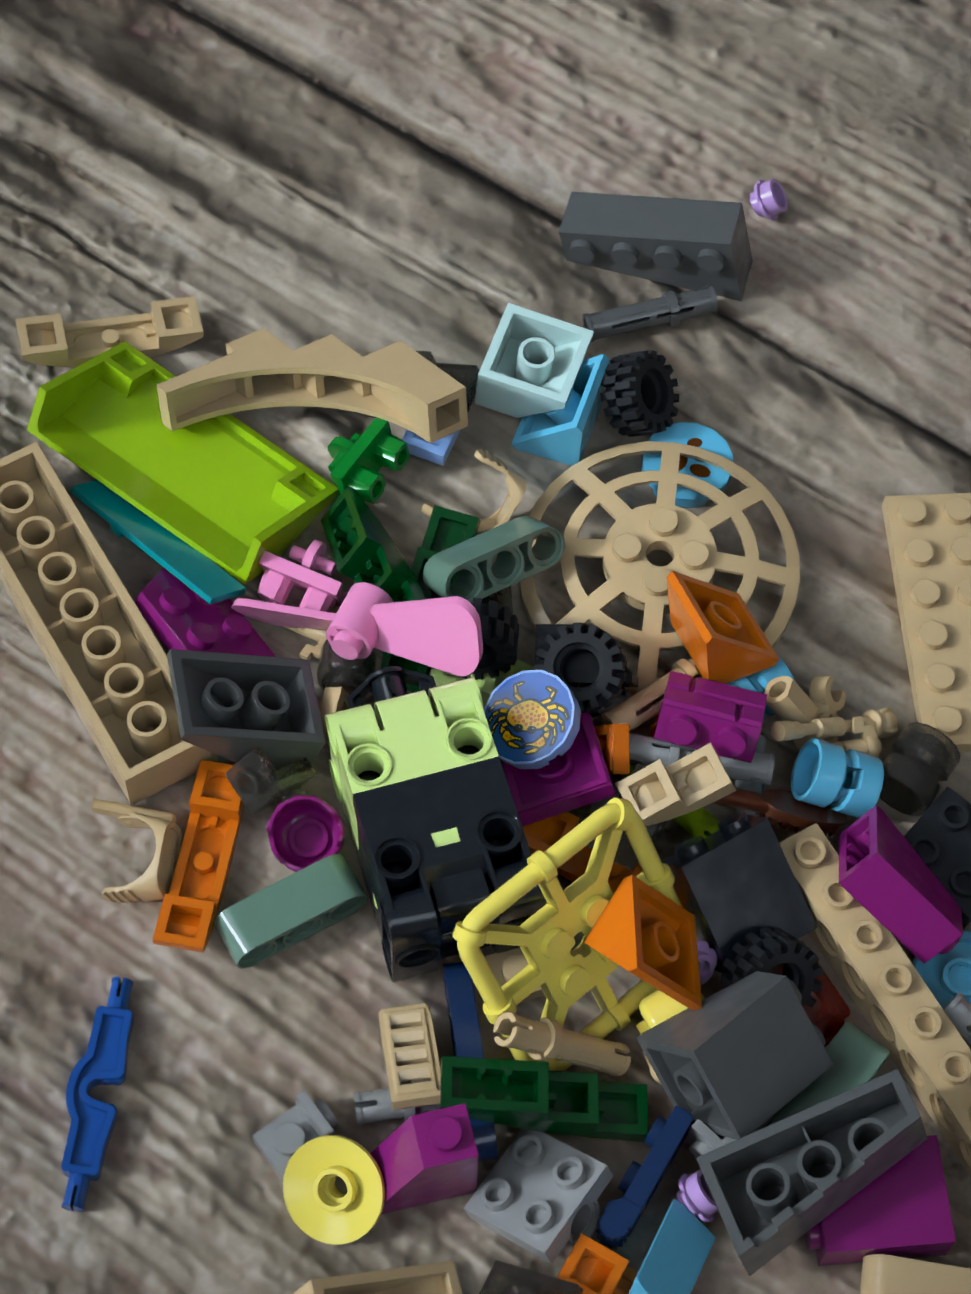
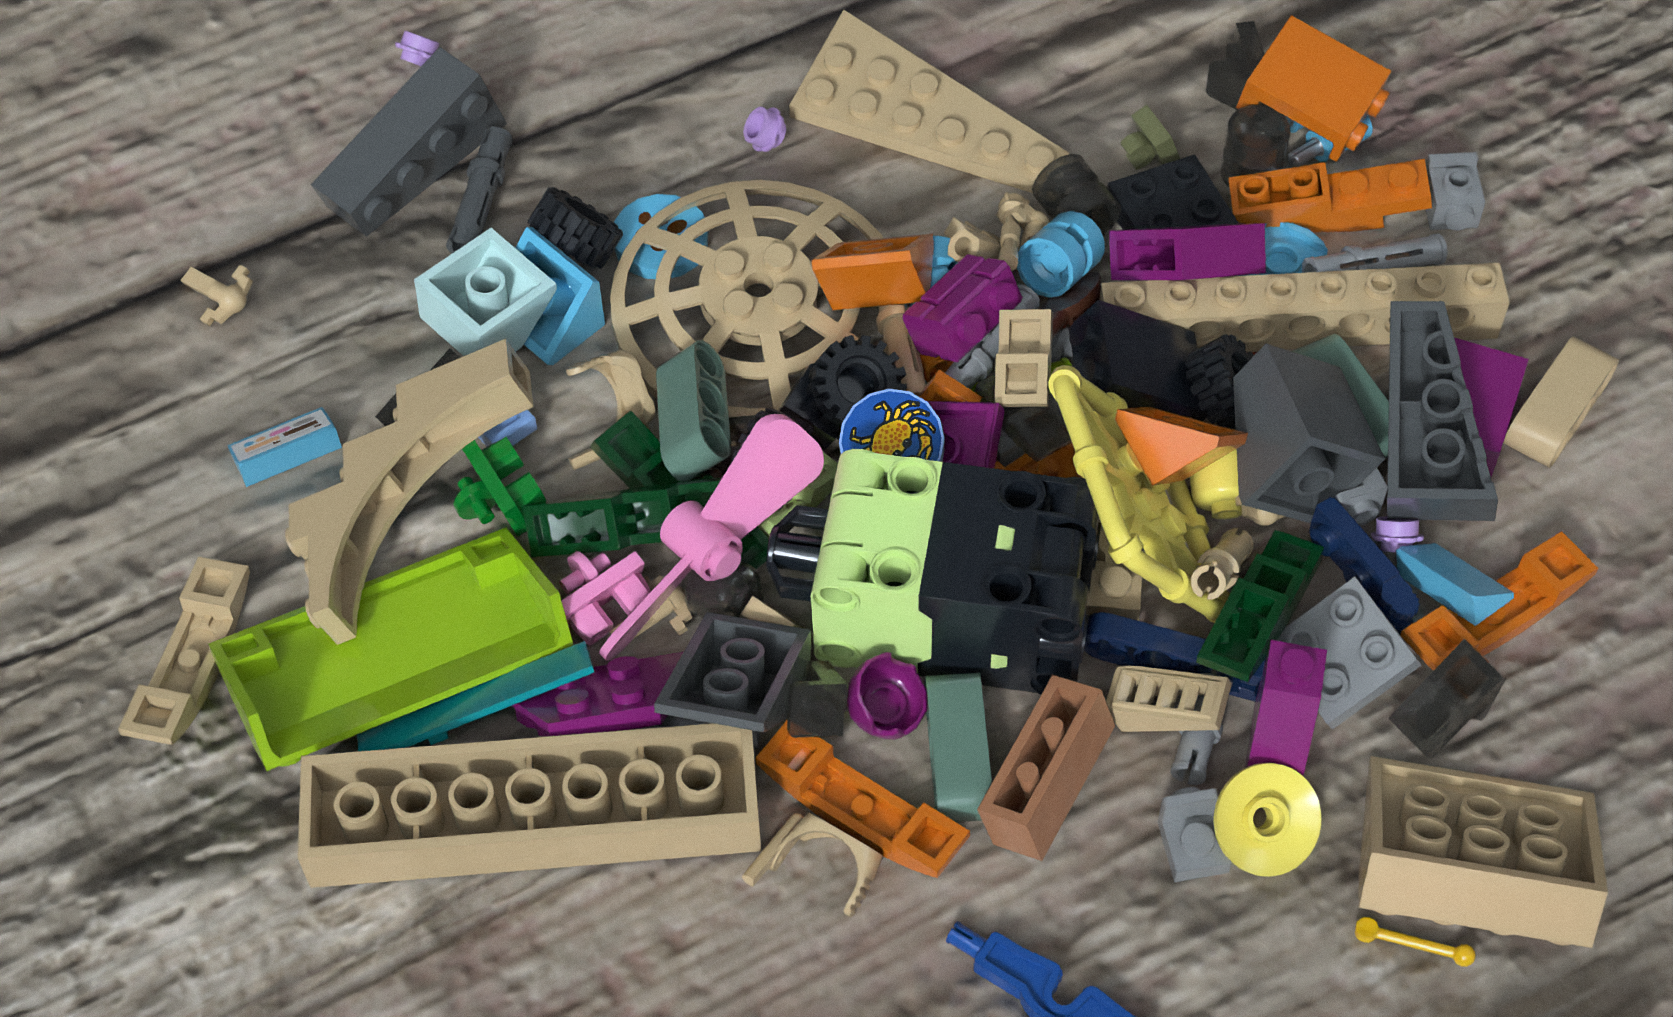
camera: 60 degrees left, 5 degrees down
(294, 985) = (1046, 767): none -> nougat brick
(331, 303) = (285, 446): none -> medium azure slope
(447, 198) = (230, 298): none -> tan piece
(845, 489) = (764, 129): none -> lavender plate

